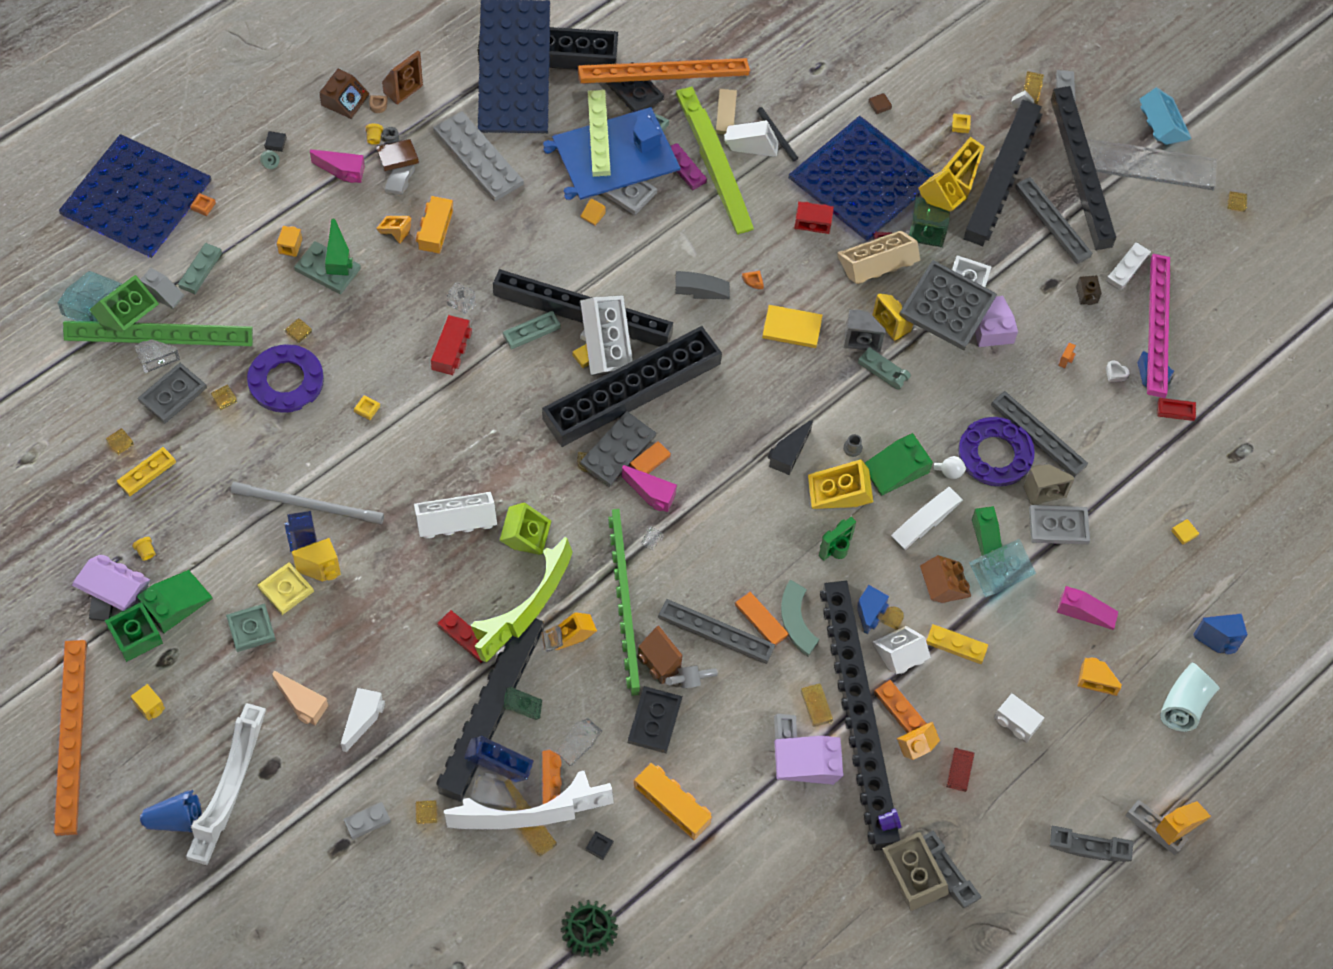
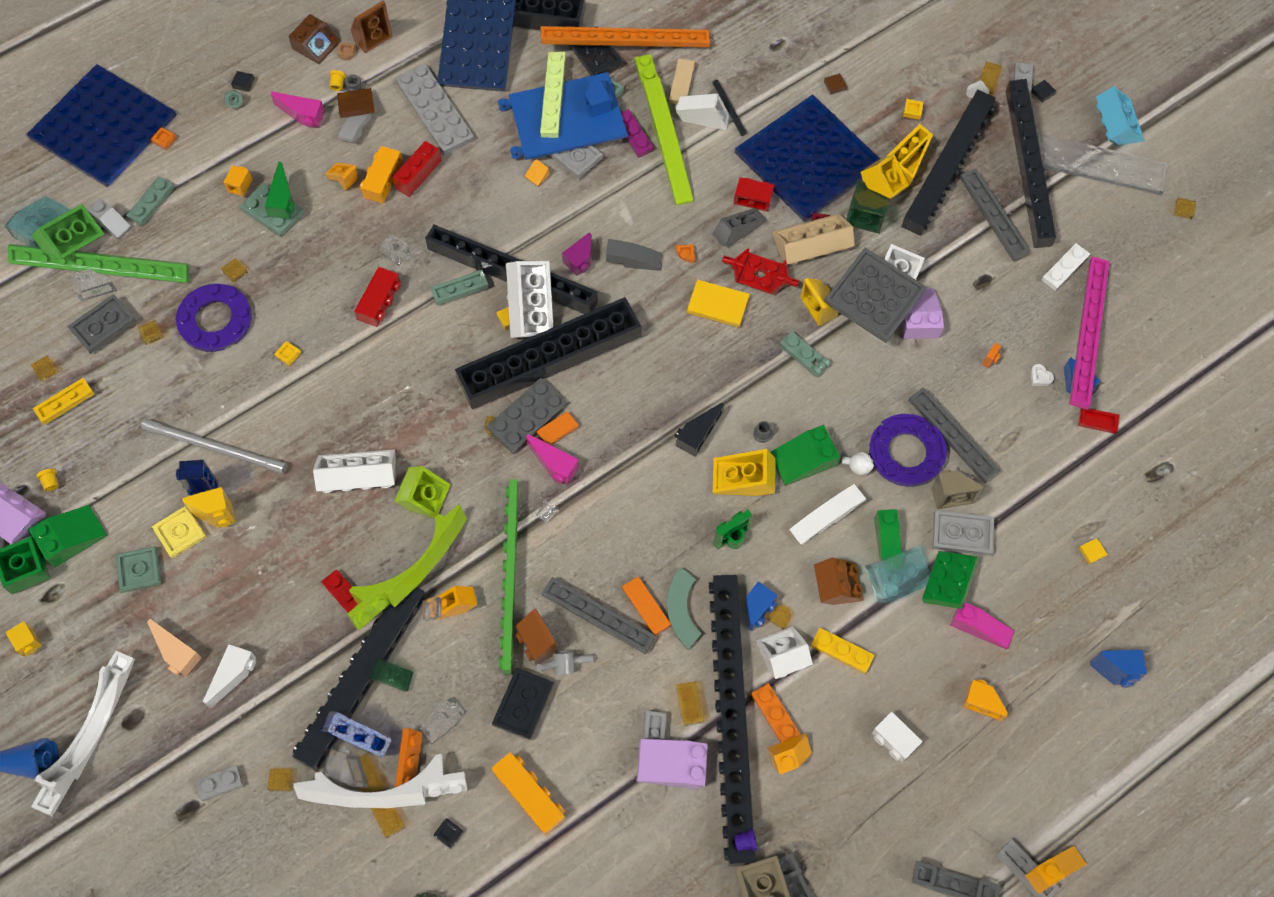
camera: 10 degrees right, 5 degrees up
(471, 216) = (417, 168): none -> red brick
(647, 290) = (578, 255): none -> magenta slope
(802, 249) = (737, 226): none -> dark grey slope
(817, 286) = (748, 264): none -> red plate
(863, 331) = (787, 315): flat silver slope -> none
(960, 769) = (829, 787): clear red tile -> none
(1052, 568) = (950, 579): none -> green plate
(1087, 97) = (1043, 91): none -> black tile
(1088, 290) = (1022, 289): dark brown brick -> none
(1188, 699) = (1076, 735): light aqua brick -> none

